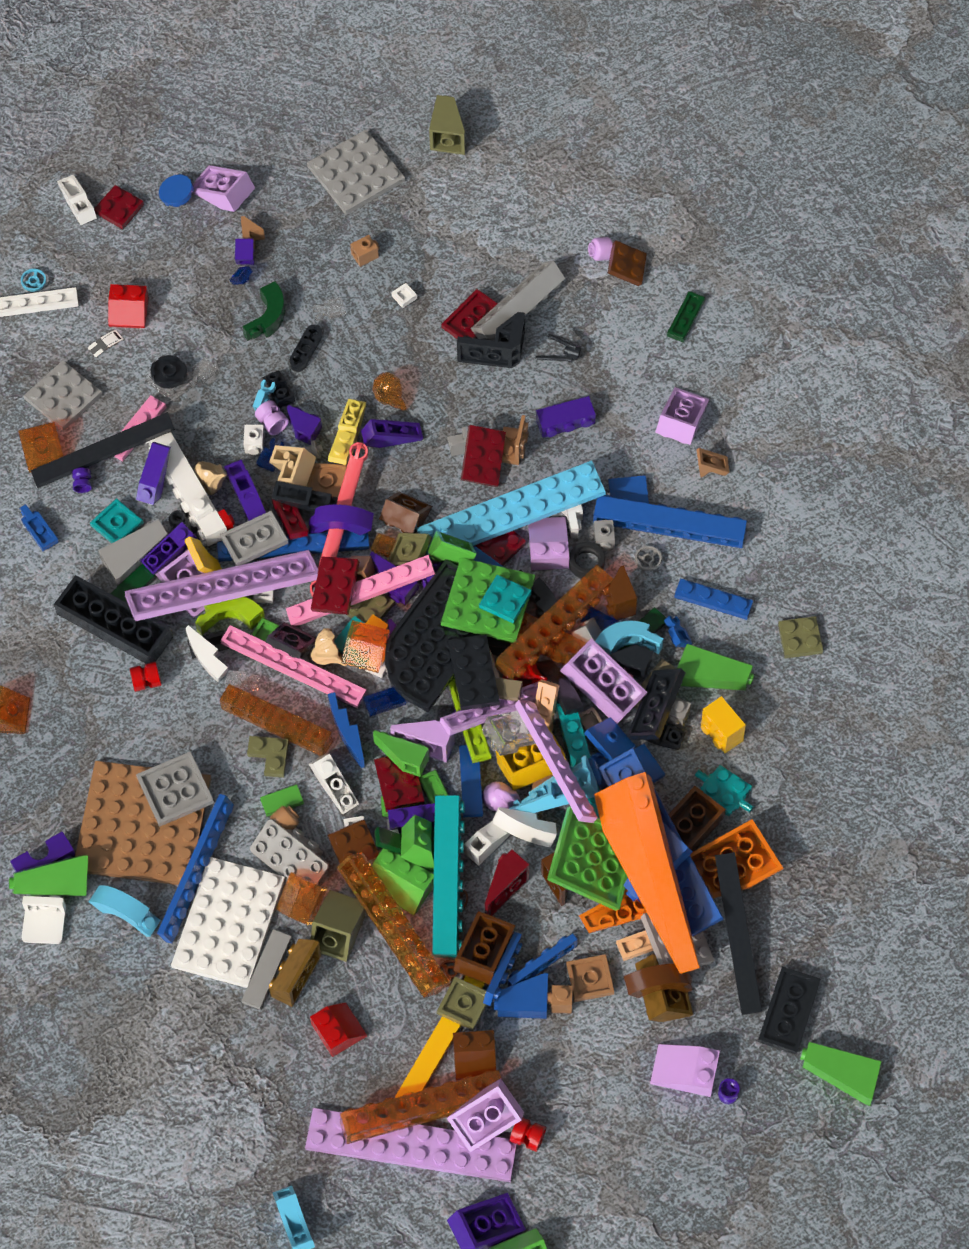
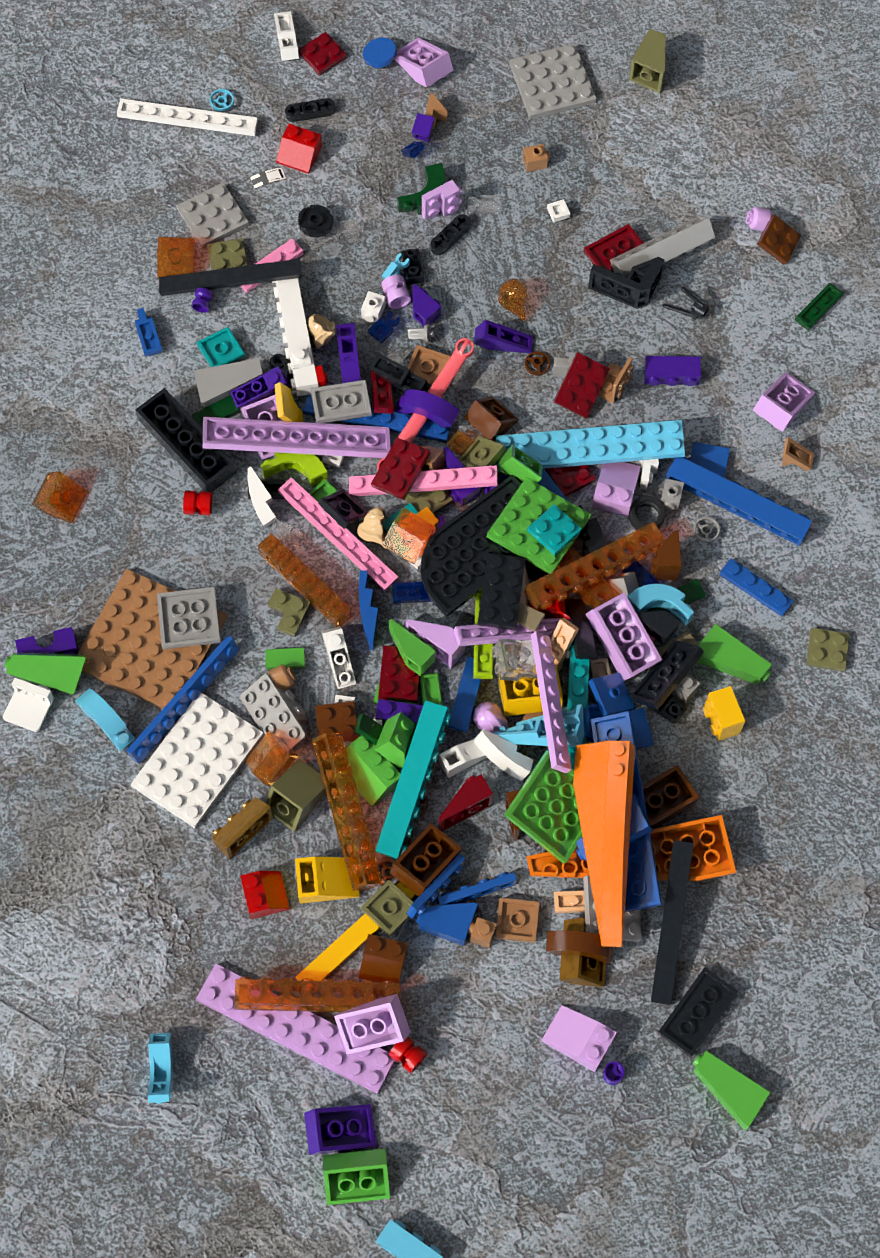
camera: 15 degrees right, 5 degrees up
(90, 429) = (227, 254): none -> olive plate
(111, 267) = (296, 107): none -> black beam
(153, 474) = (268, 313): dark purple slope -> none
(266, 969) = (217, 815): light grey tile -> none
(287, 316) = (442, 199): none -> lavender plate
(293, 463) = (401, 342): tan brick -> none
(347, 431) = (463, 325): light yellow slope -> none
(391, 996) = (323, 879): none -> yellow slope
(432, 450) = (538, 366): none -> reddish brown piece
(678, 634) = (711, 612): blue plate -> none
(726, 789) = (707, 776): teal plate -> none

